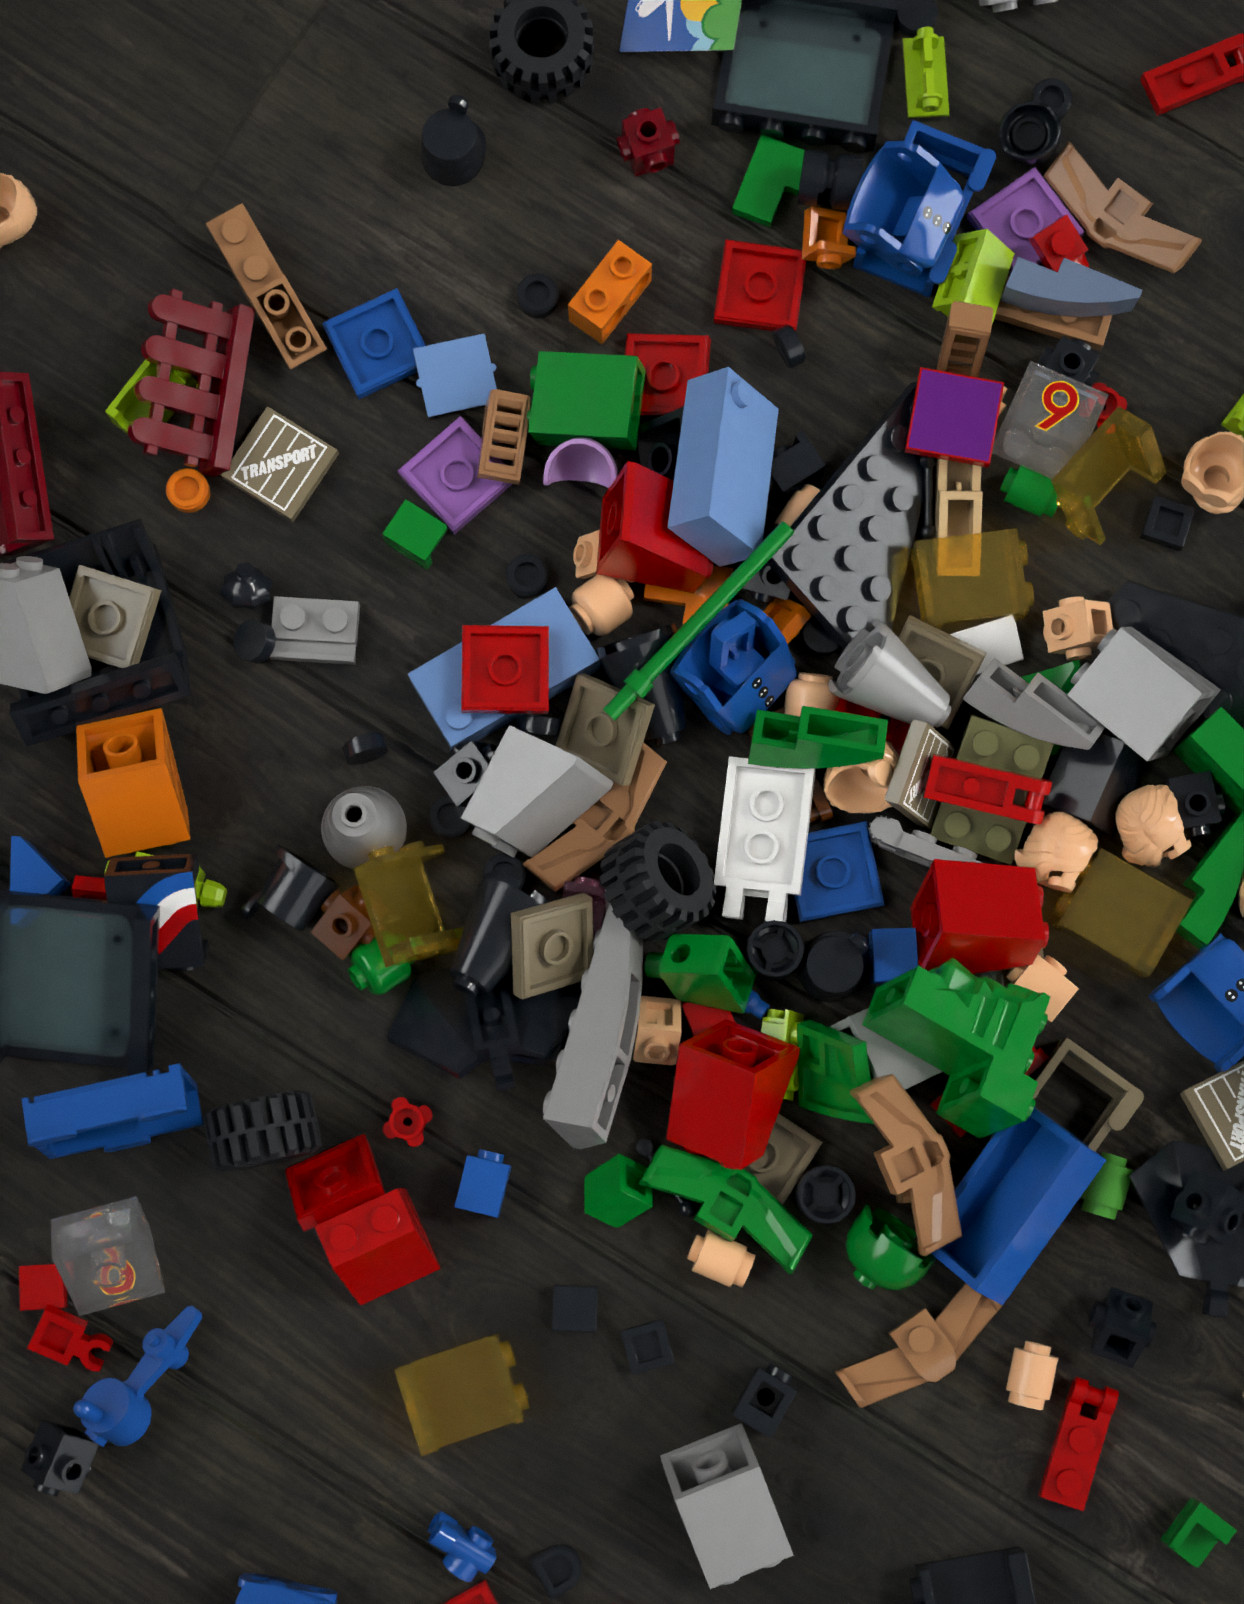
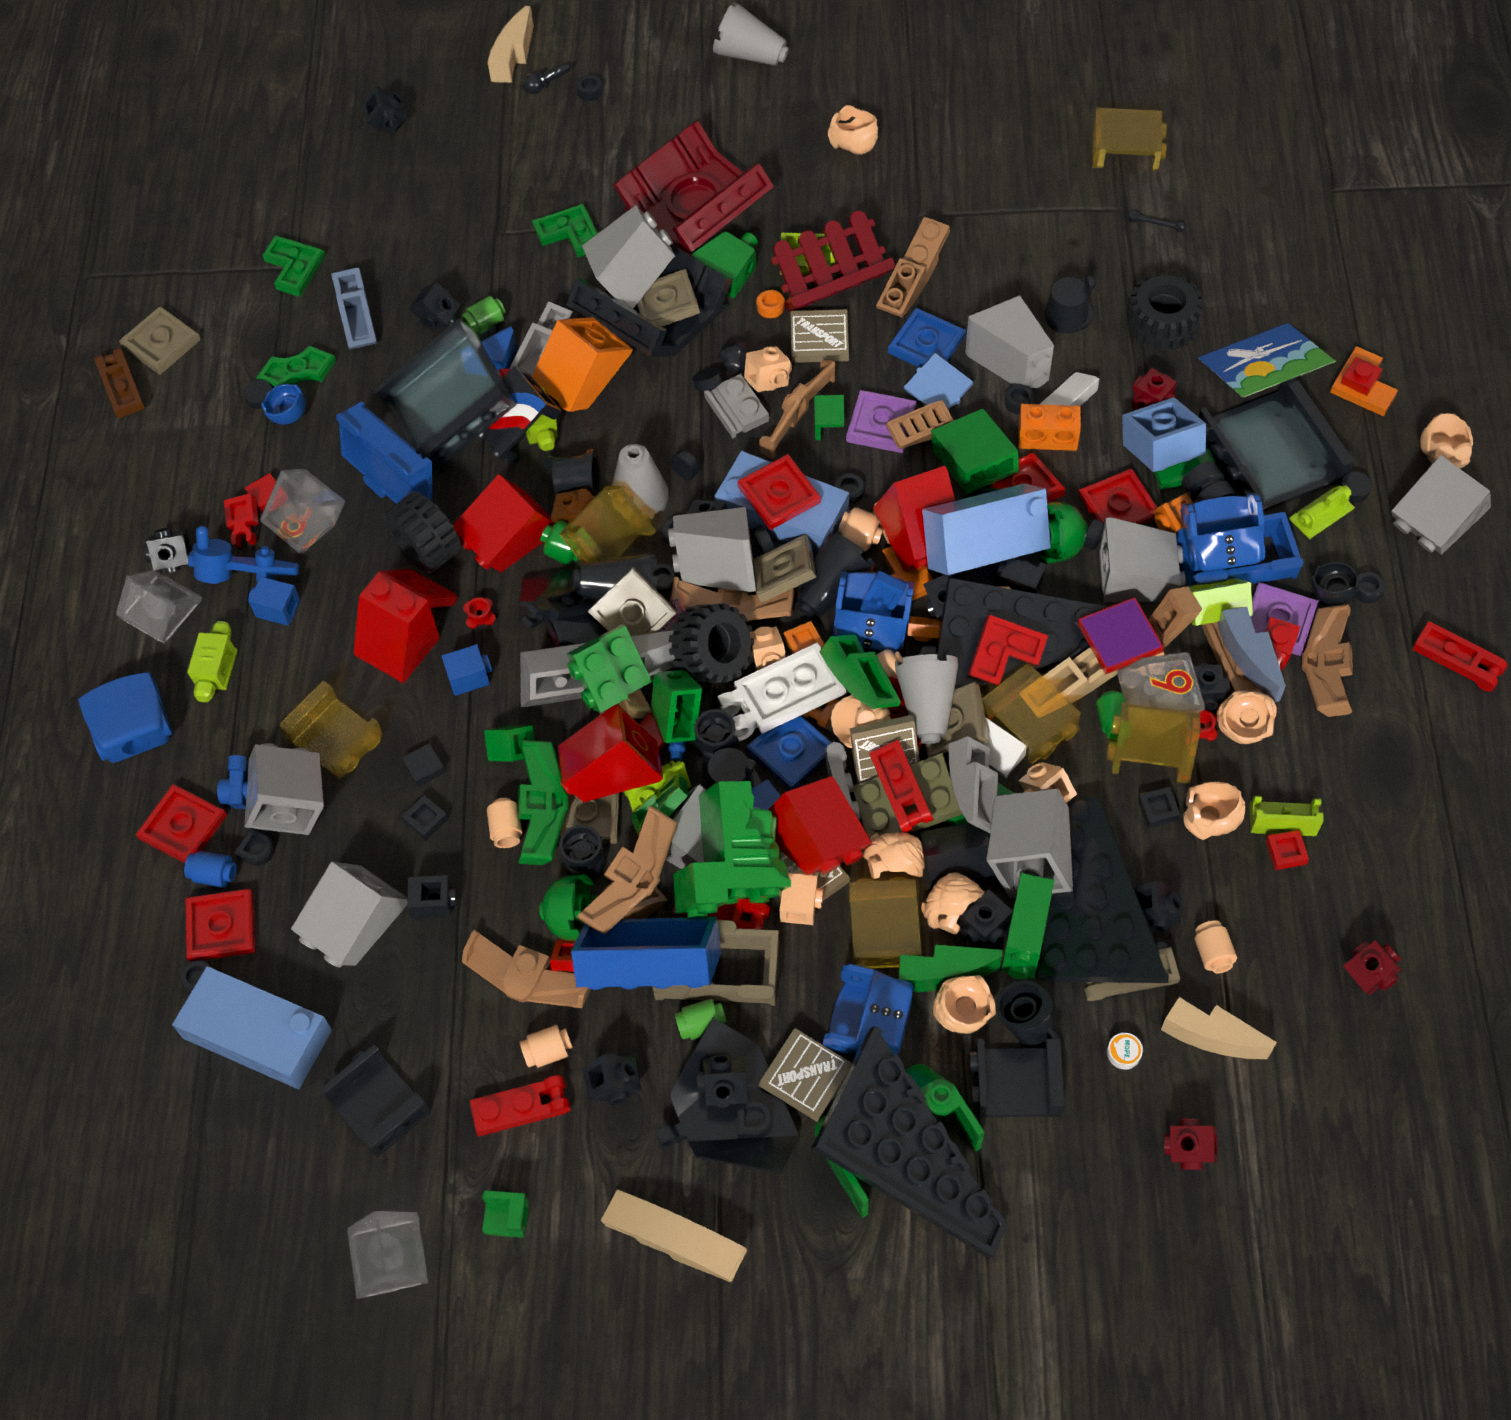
camera: 60 degrees right, 20 degrees down
(56, 809) = (538, 336): none -> light grey slope
(87, 497) = (731, 257): none -> green torso
(123, 1512) = (155, 604): none -> clear slope
(223, 1365) = (274, 601): none -> blue brick
(263, 1488) = (212, 661): none -> lime piece
(297, 561) = (767, 369): none -> light nougat brick
(307, 1021) = (502, 525): none -> red slope
(372, 561) = (796, 405): none -> medium nougat plate
(472, 252) = (1010, 343): none -> light grey slope
(515, 1497) = (283, 789): none -> light grey slope
(573, 236) = (1074, 390): none -> white slope
(580, 461) = (929, 457): lavender helmet -> none
(634, 1029) = (608, 669): none -> green plate
(640, 681) = (822, 557): green bar -> none
(691, 812) = (767, 646): none -> light nougat bracket
(706, 768) = (802, 637): none -> orange plate
(719, 173) = (1164, 434): none -> medium blue brick
(774, 376) = (1066, 532): none -> green cylinder
(865, 326) = (1138, 562): none -> light grey slope
(878, 553) = (1004, 640): none -> red plate
(939, 1287) = (561, 956): none -> red plate
(1131, 354) = (1247, 716): none -> light nougat hair

